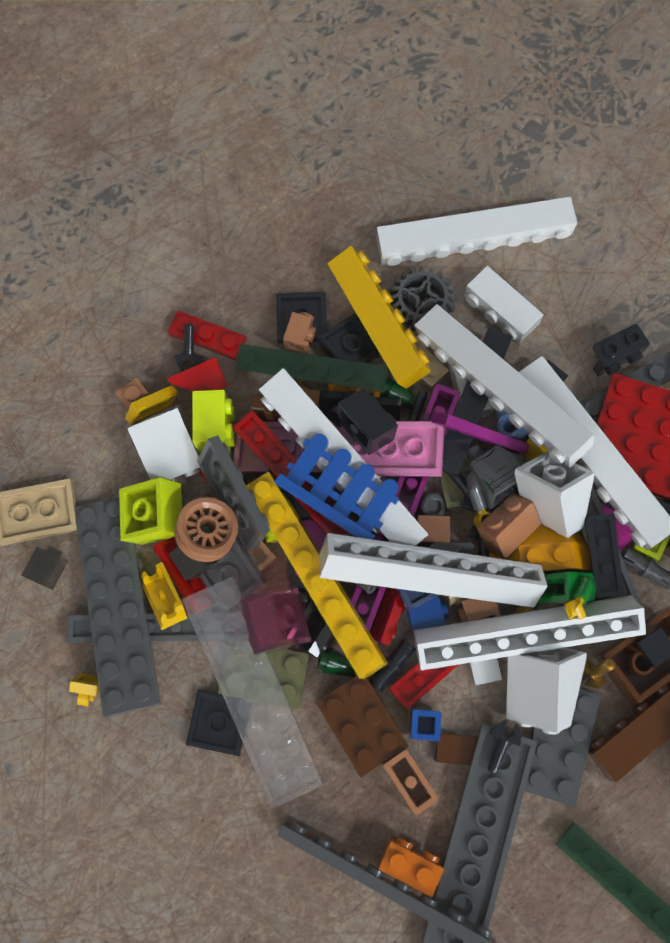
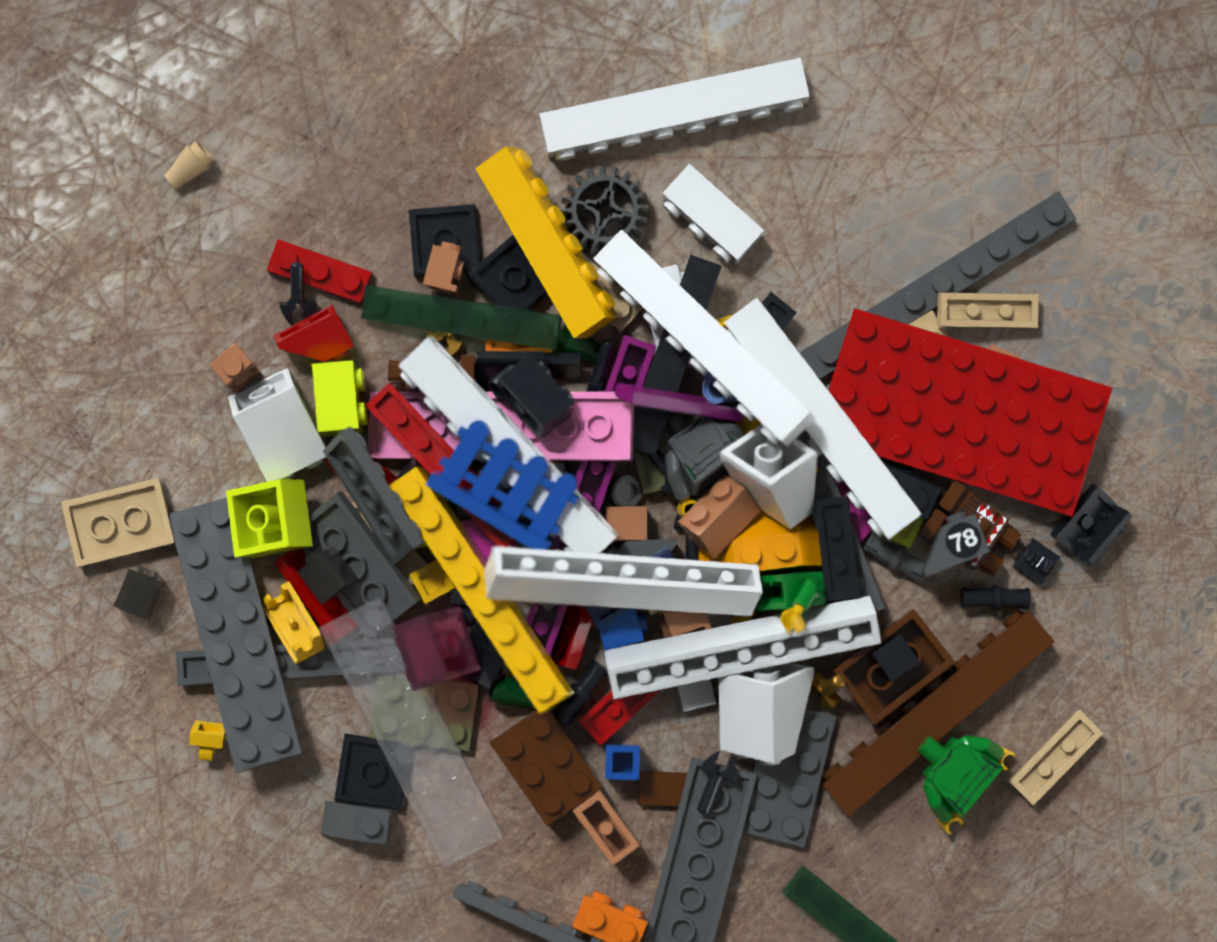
camera: 10 degrees left, 10 degrees up
(117, 256) = (189, 164): none -> tan cone
(151, 404) = (256, 377): yellow tile -> none
(203, 765) = (356, 822): none -> dark grey slope
(226, 529) = (347, 512): nougat wheel -> none
(276, 567) = (431, 581): none -> yellow tile
(619, 349) = (863, 271): black bracket -> none

